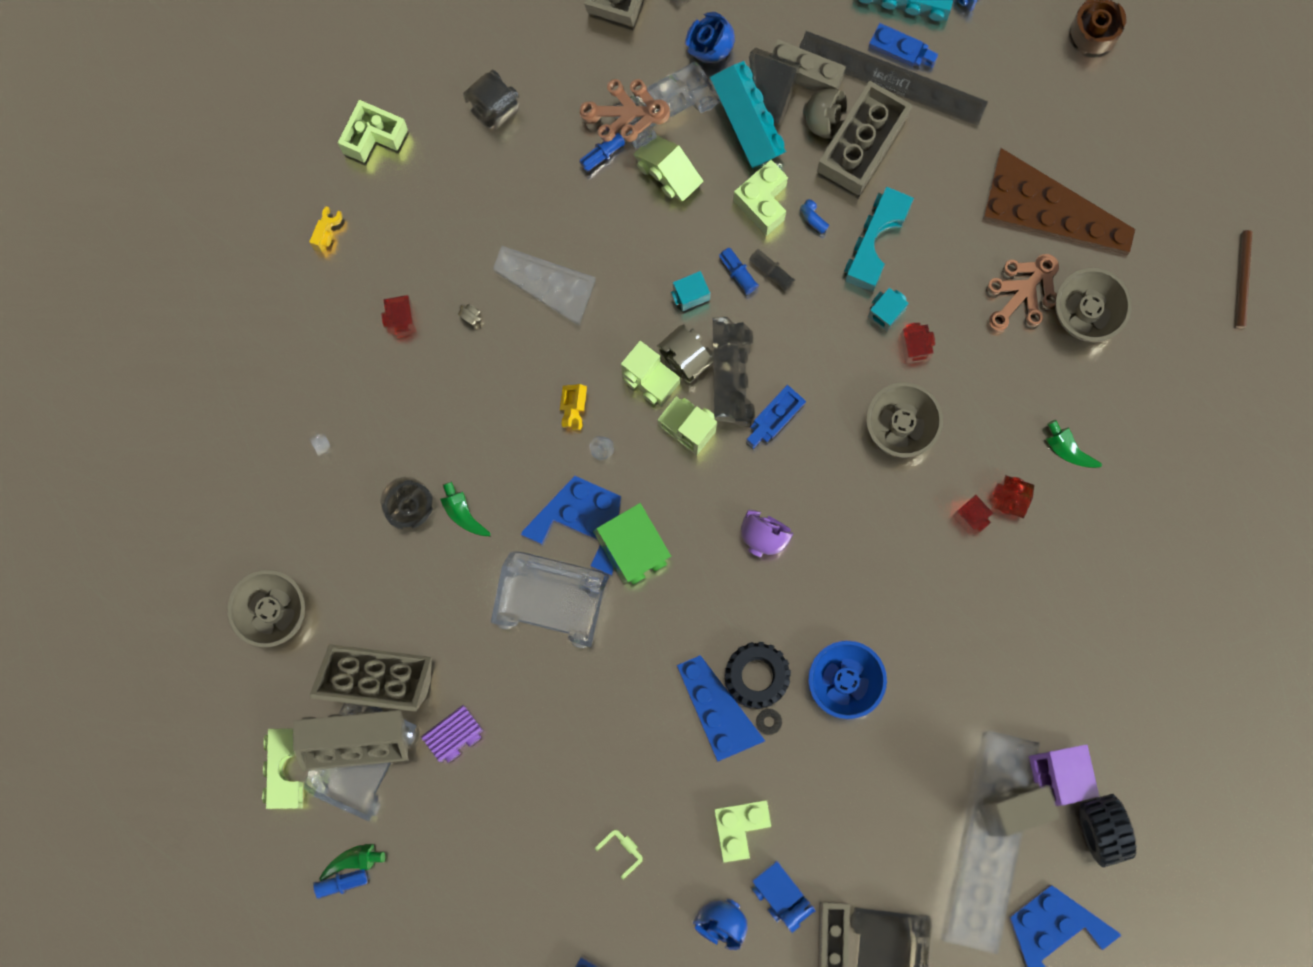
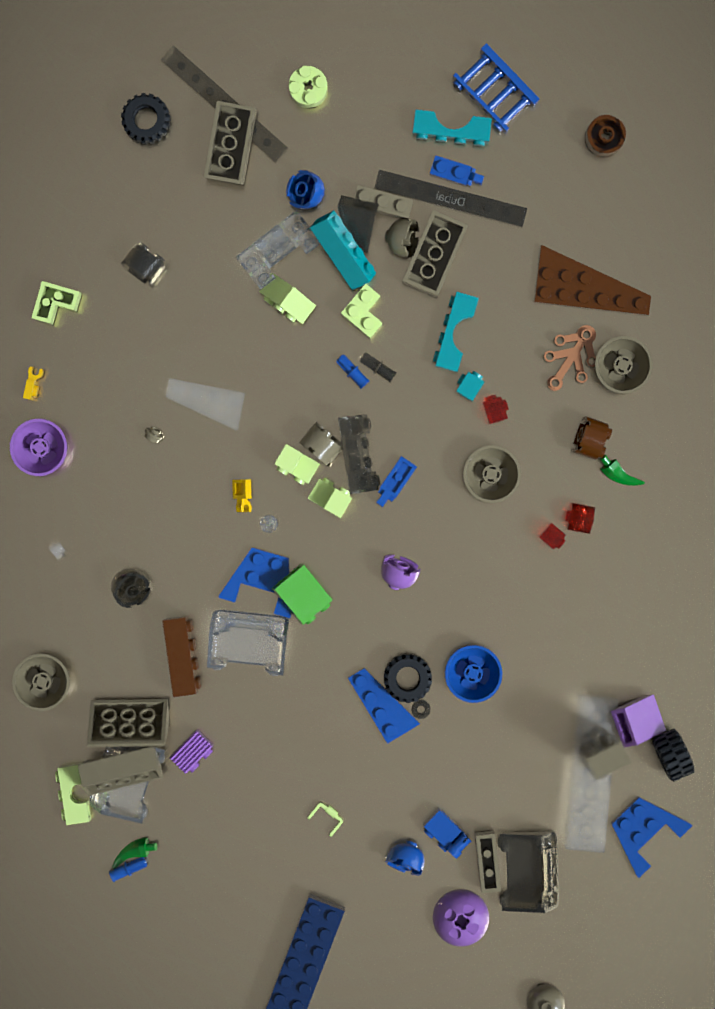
camera: 10 degrees left, 10 degrees up
(313, 294) = (27, 447): none -> medium lavender piece
(398, 315) = (100, 444): clear red brick -> none
(458, 511) = (167, 583): green bar -> none
(458, 601) = (181, 656): none -> reddish brown brick
(601, 152) = (234, 291): blue axle -> none
(626, 112) = (249, 261): nougat plant -> none
(690, 291) = (318, 394): teal brick -> none
(733, 823) = (406, 785): yellowish green brick -> none
(807, 210) = (402, 321): blue arm -> none
(1040, 394) = (591, 438): none -> reddish brown brick

